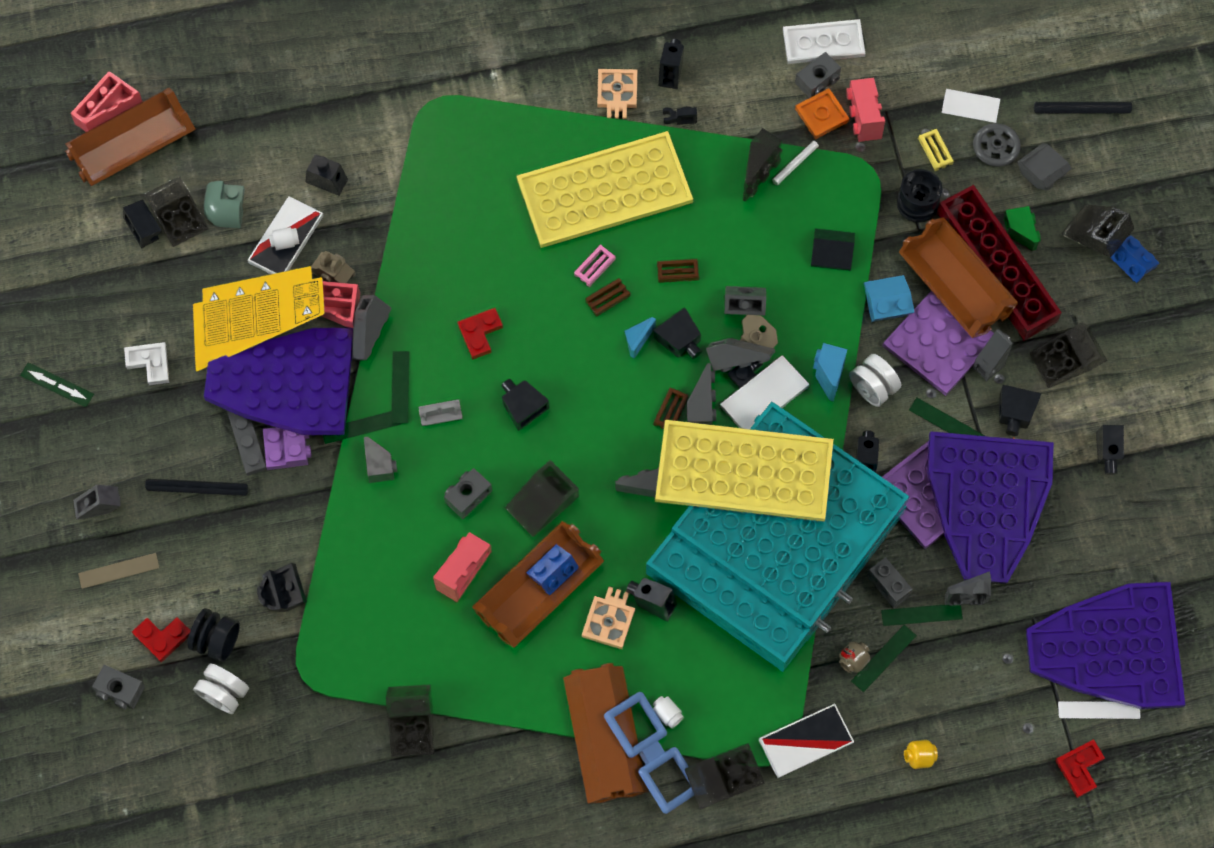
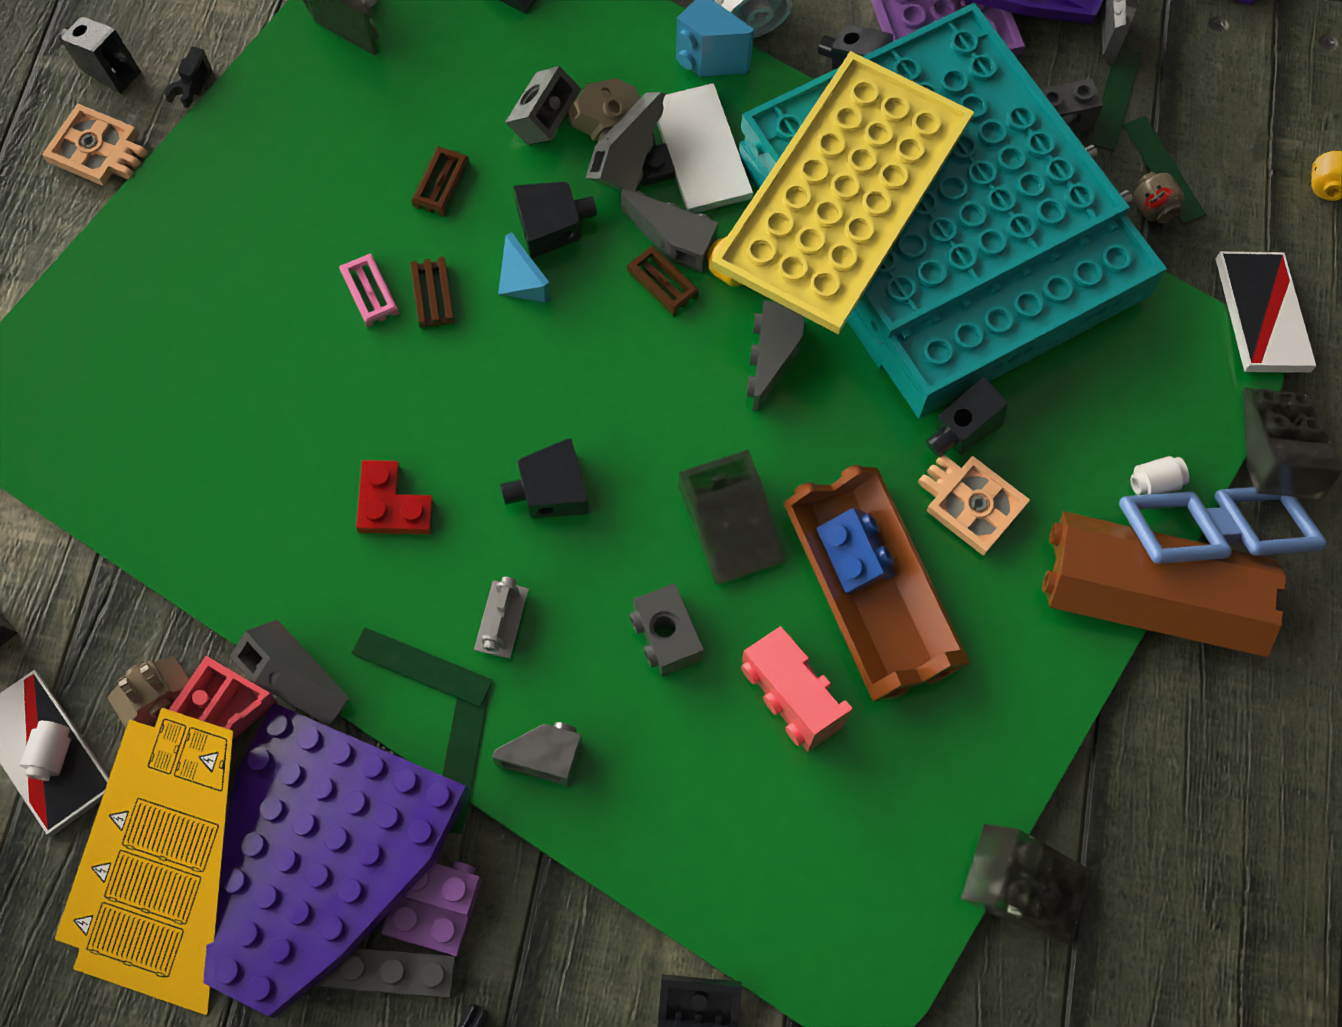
camera: 70 degrees left, 0 degrees up
(604, 189) = (249, 227): light yellow plate -> none

